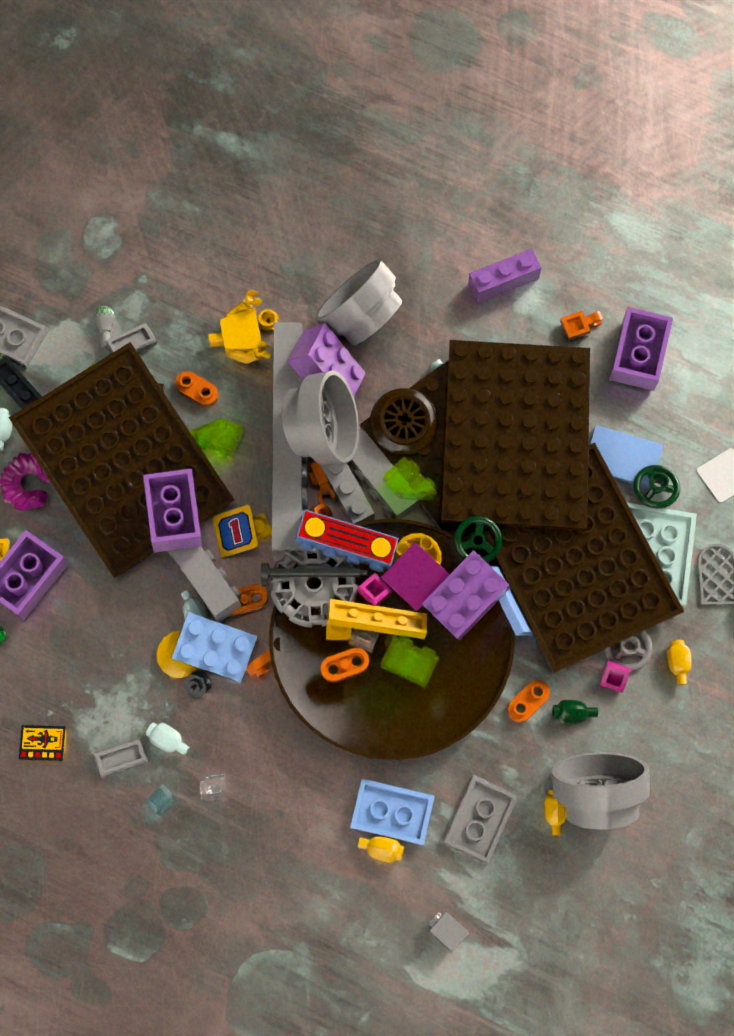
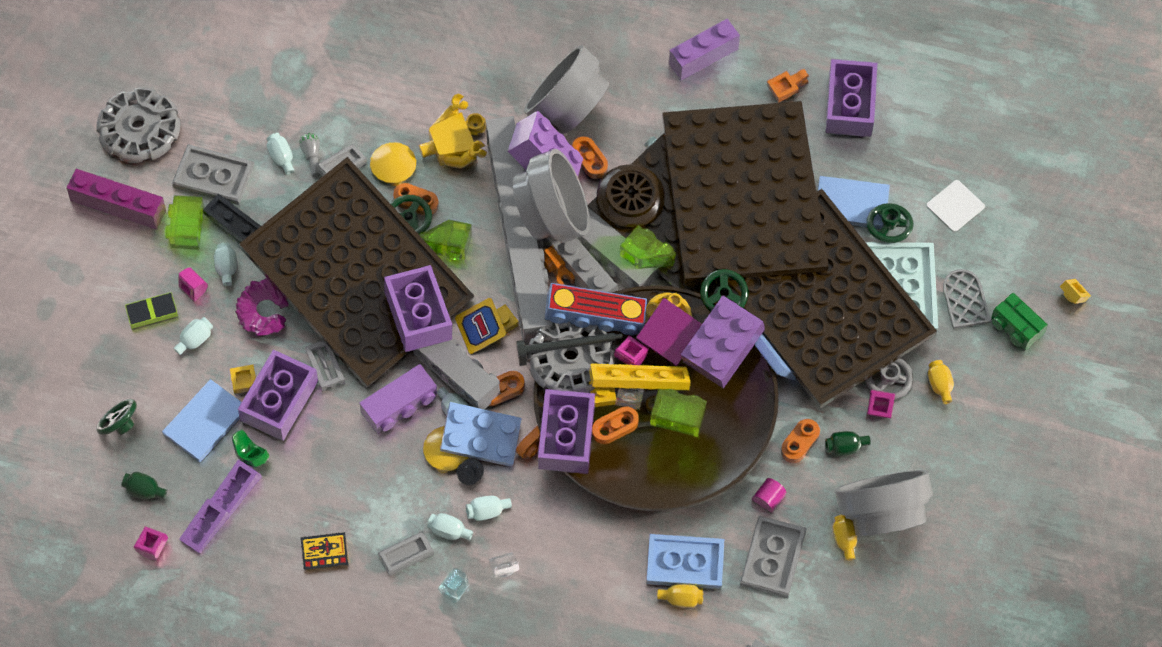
camera: 10 degrees left, 10 degrees down
(74, 321) = (280, 152): none -> light aqua plant
(81, 567) = (331, 382): none -> light grey tile
(141, 597) = (398, 399): none -> medium lavender brick
(181, 348) = (393, 163): none -> yellow dish
(190, 414) = (417, 202): none -> dark green piece
(207, 723) = (486, 507): none -> light aqua plant
(294, 666) = (566, 431): none -> medium lavender brick
(373, 373) = (591, 158): none -> orange plate
(487, 754) = (769, 494): none -> dark pink brick

